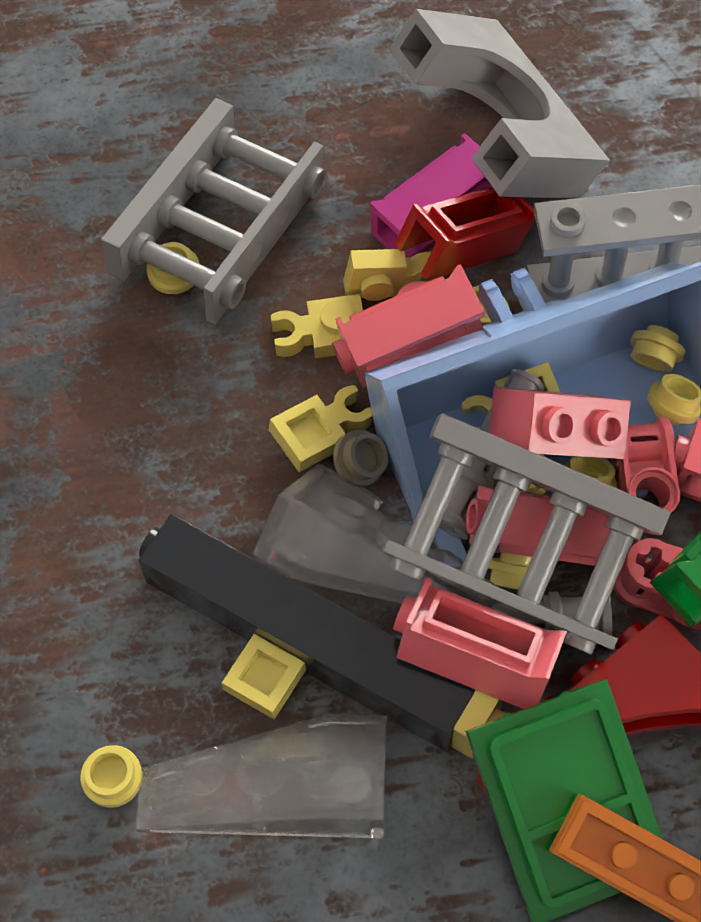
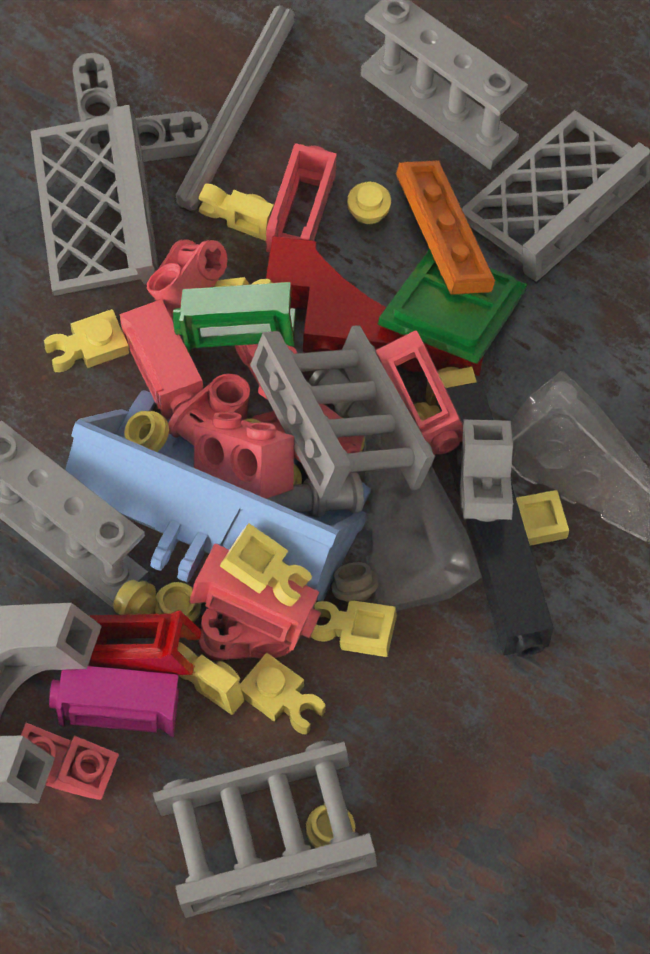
camera: 140 degrees left, 0 degrees up
(332, 616) = (486, 470): none -> light grey brick
(415, 141) = (78, 764): none -> coral slope
(425, 317) = (259, 562): none -> light yellow plate
(511, 262) = (135, 598): none -> light yellow plate

